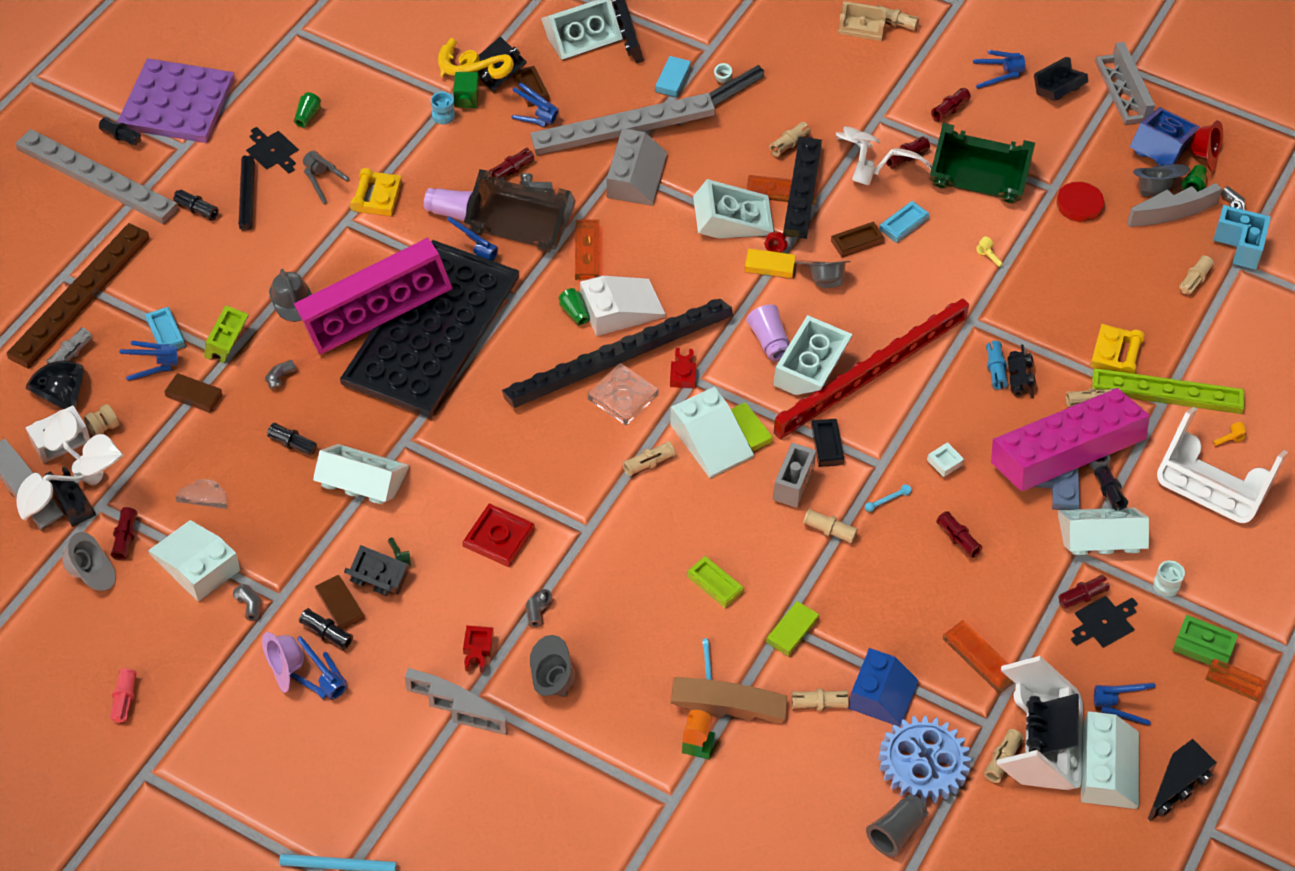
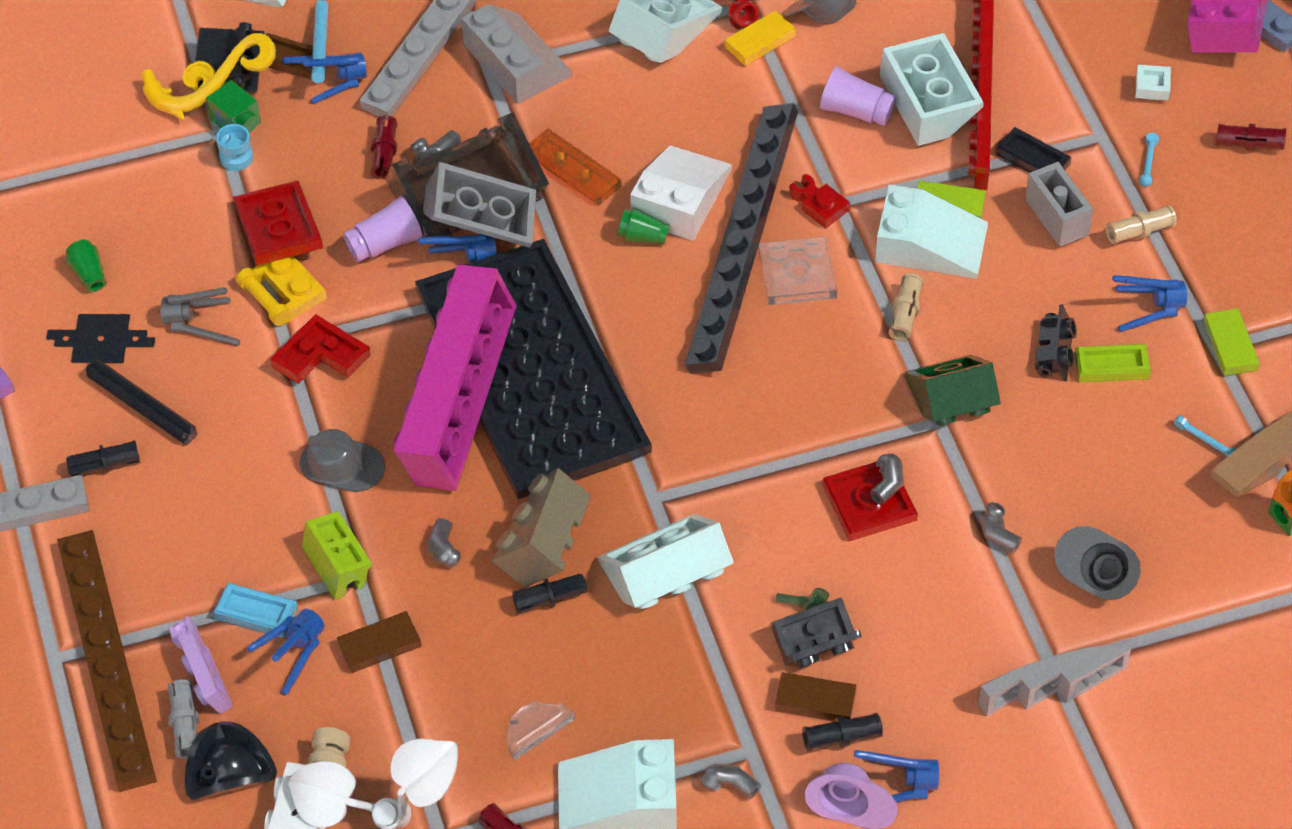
camera: 45 degrees left, 0 degrees up
(106, 333) = (200, 664): none -> lavender hinge
(323, 402) = (542, 529): none -> dark tan wedge
(353, 231) = (316, 343): none -> red plate
(412, 159) = (277, 222): none -> red tile
(476, 645) = (1000, 610): red plate -> none
(499, 226) = (480, 204): none -> light grey slope
(514, 532) = (892, 480): none -> flat silver arm
(549, 87) = (320, 39): none -> medium azure bar
(610, 518) = (954, 388): none -> dark green slope
(700, 545) = (1058, 332): none -> black hinge
(790, 573) = (1166, 293): none -> blue plant

